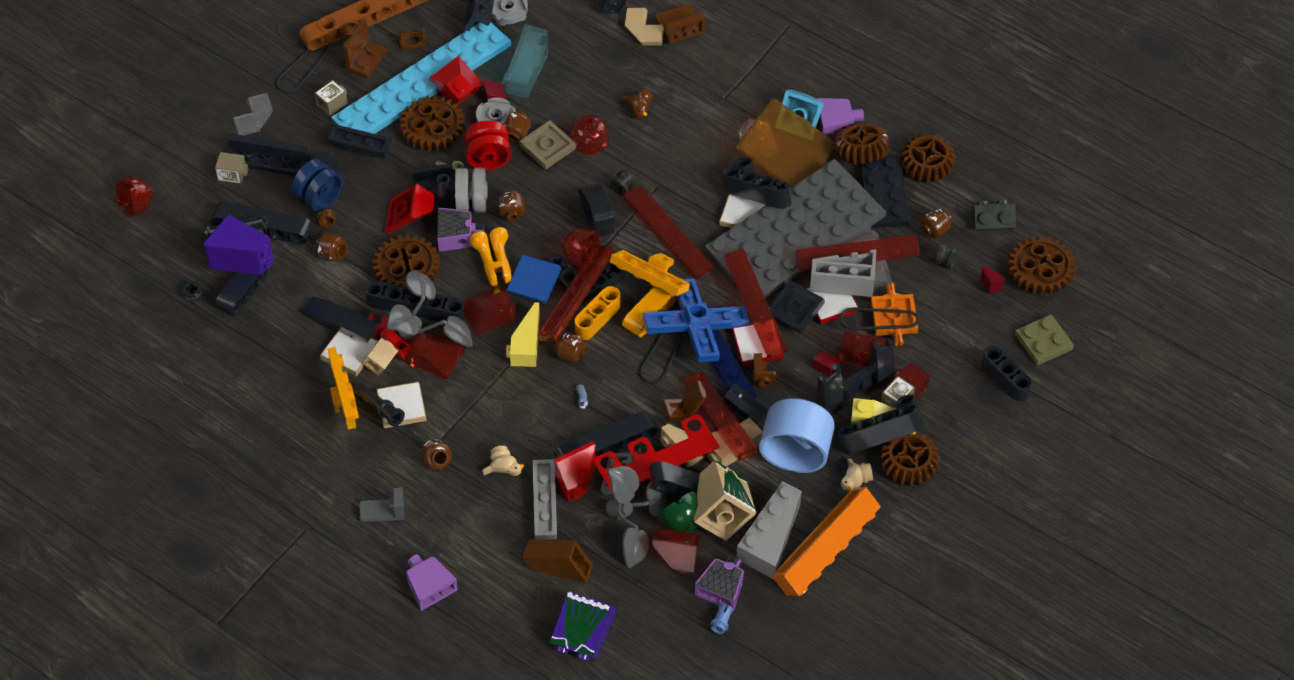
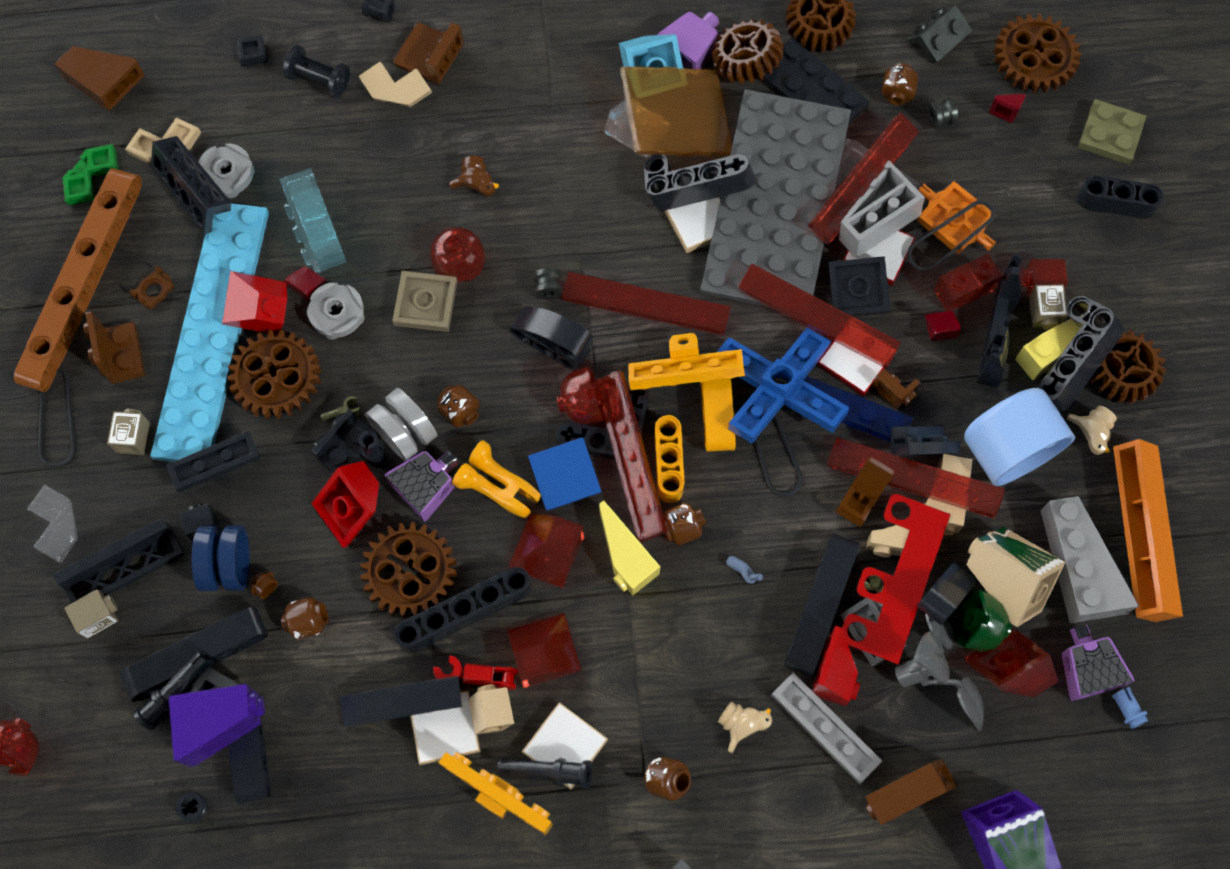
camera: 40 degrees left, 15 degrees up
(409, 325) = (490, 648): dark grey plant -> none
(487, 145) = (367, 355): red wheel -> none
(517, 125) = (374, 306): reddish brown head -> none

